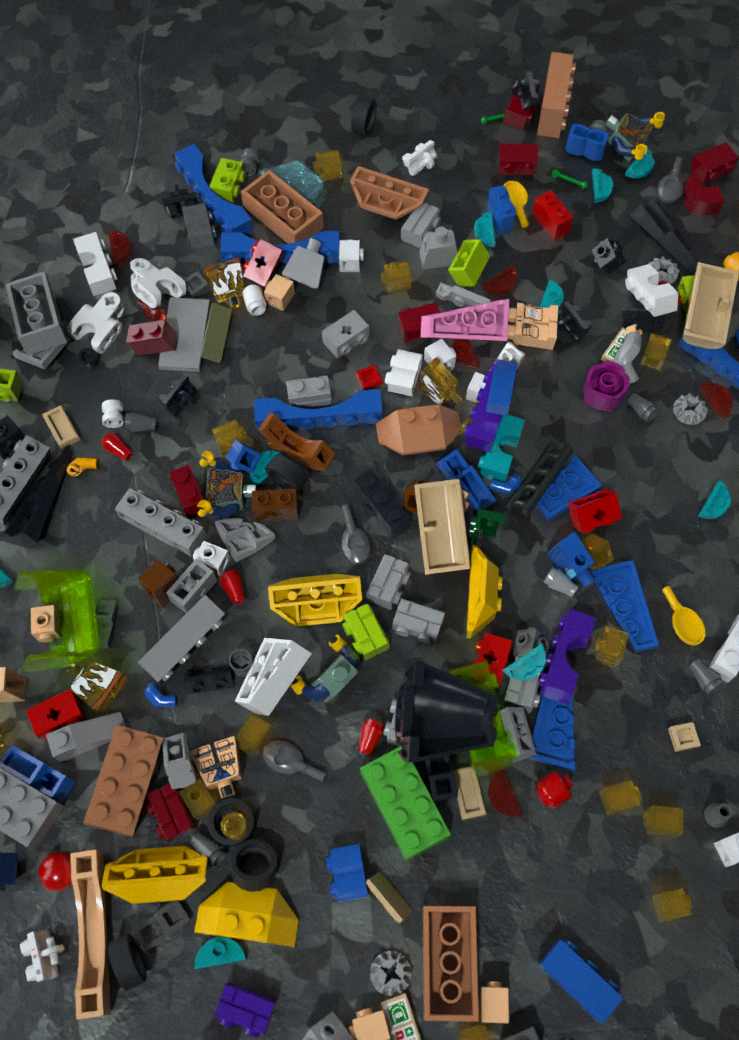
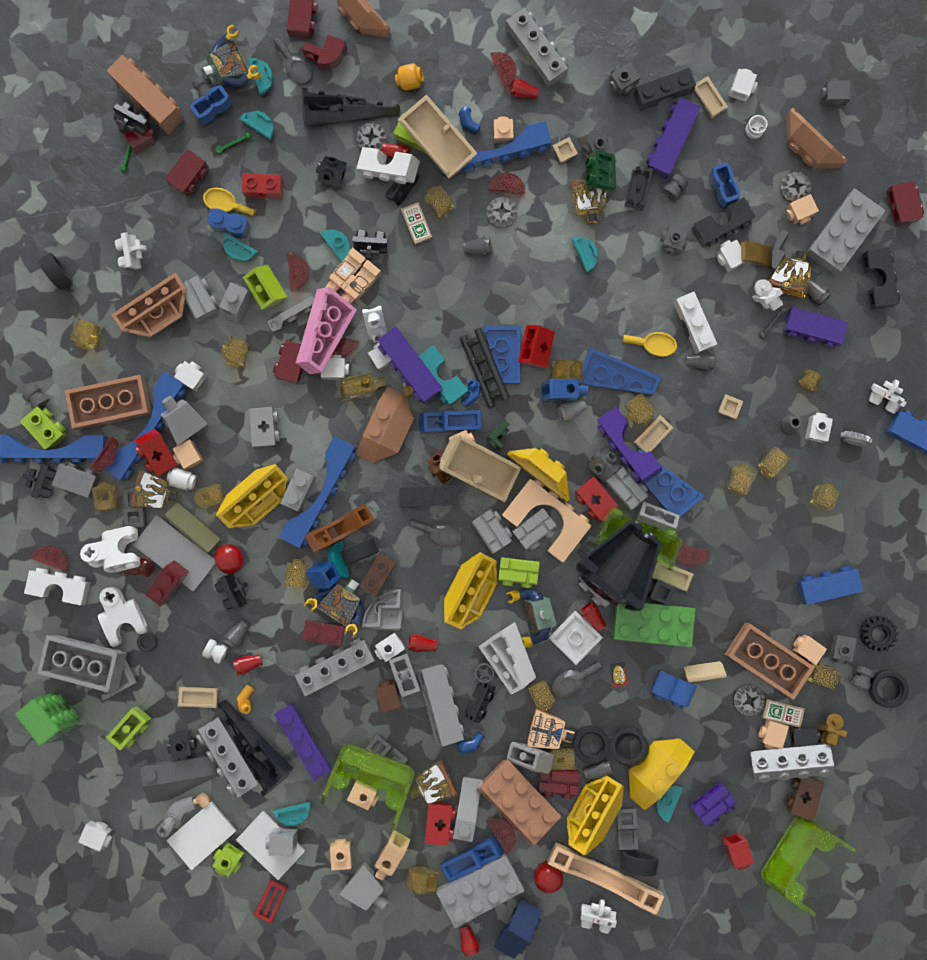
camera: 55 degrees left, 20 degrees up
(80, 516) = (303, 743): none -> dark purple arch
(81, 789) = (503, 832): none -> clear red plate
(197, 253) = (100, 503): none -> clear yellow brick
(207, 376) = (229, 558): none -> red hair
(234, 228) = (106, 456): none -> clear red plate
(238, 829) = (598, 742): clear yellow wheel -> none
(253, 329) = (209, 496): none -> clear yellow brick
(274, 362) = (253, 497): none -> yellow wedge
(300, 179) = (82, 370): clear light blue wing -> none
(326, 805) = (619, 674): none -> sticker
(336, 734) = (575, 637): none -> white tile
(369, 378) = (312, 433): red tile -> none
(404, 372) = (328, 404): white brick -> none
(449, 598) = (573, 526): none -> light nougat arch
(501, 387) = (404, 349): blue slope -> none
(528, 665) = (620, 480): teal plate -> none
(554, 789) = (708, 518): red head -> none
(597, 679) = (653, 435): none -> tan tile
(605, 386) = (446, 252): magenta brick -> none
(628, 351) = (428, 223): light grey arm -> none

